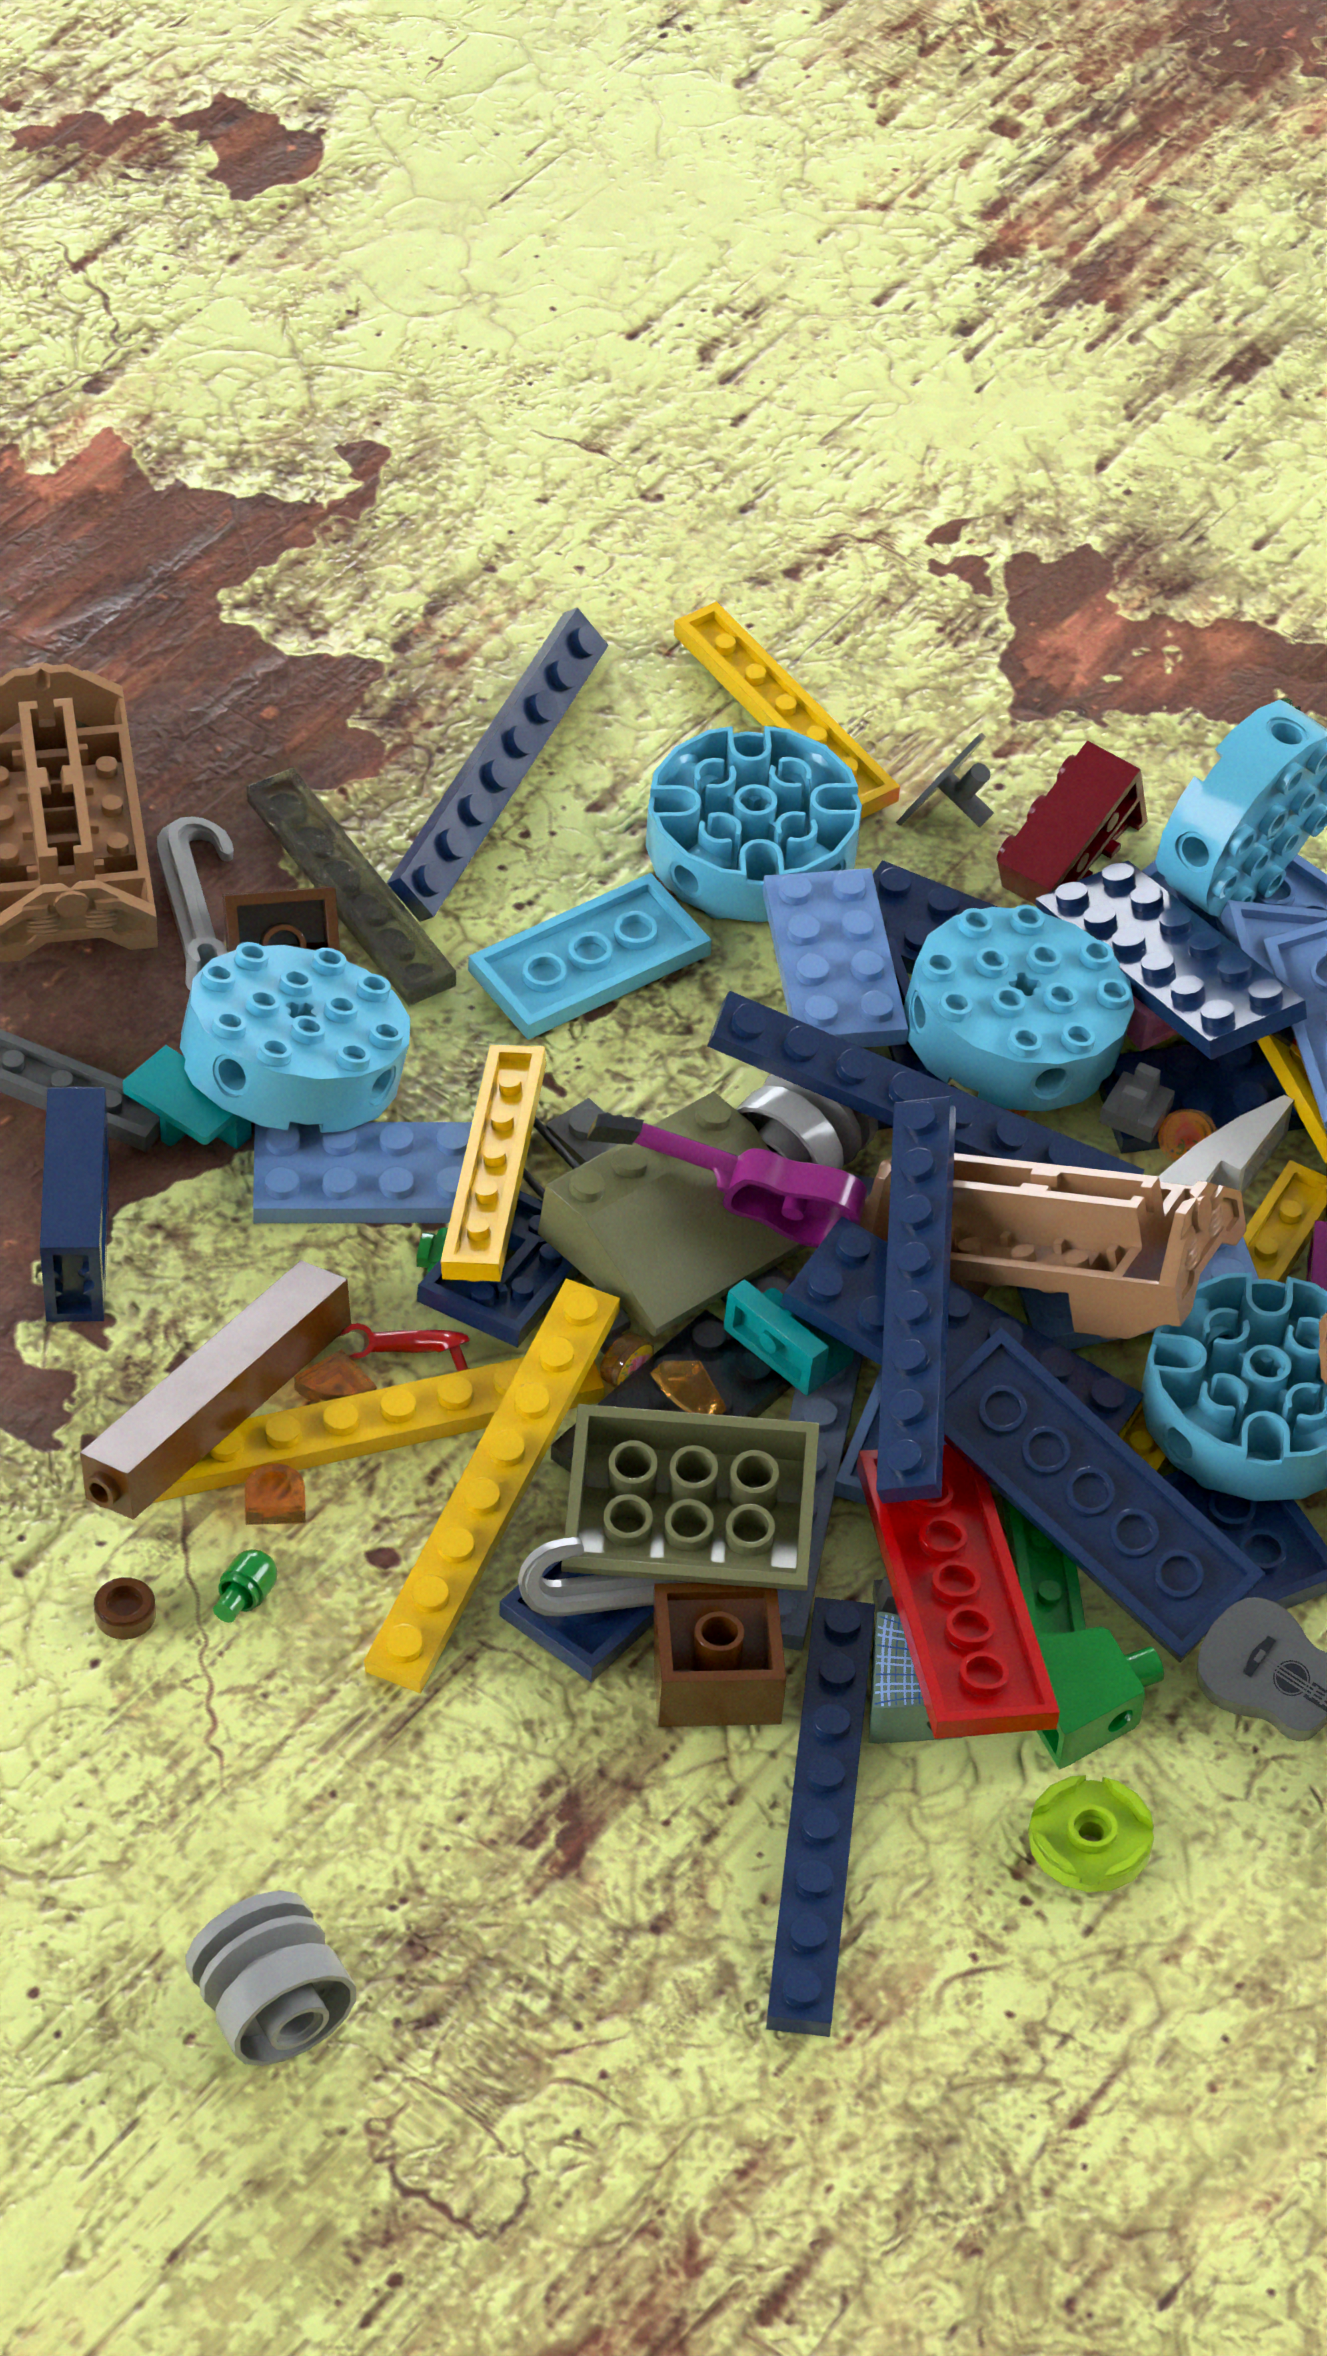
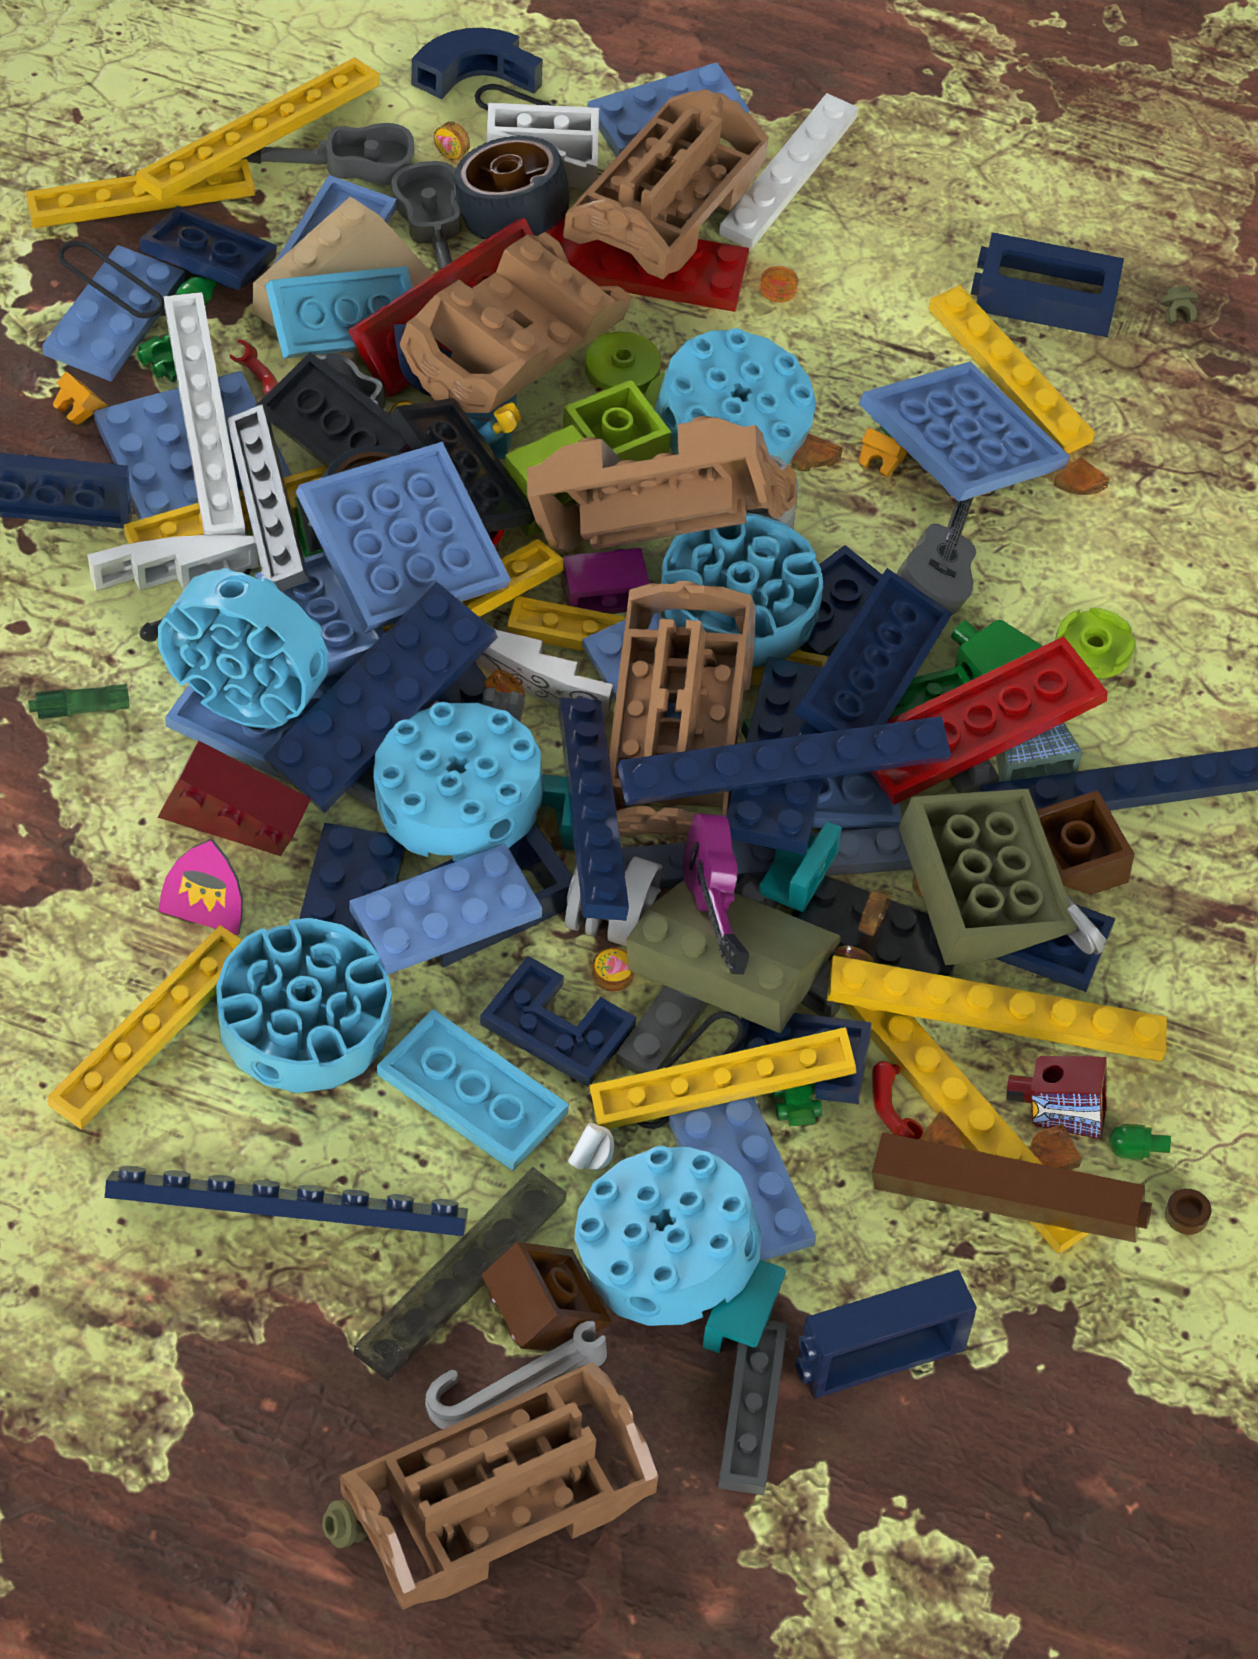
camera: 110 degrees left, 5 degrees up
(330, 1508) = (1065, 1092): none -> dark red torso
(463, 1035) = (593, 1149): none -> white plate
(614, 1059) = (577, 1051): none -> dark blue plate

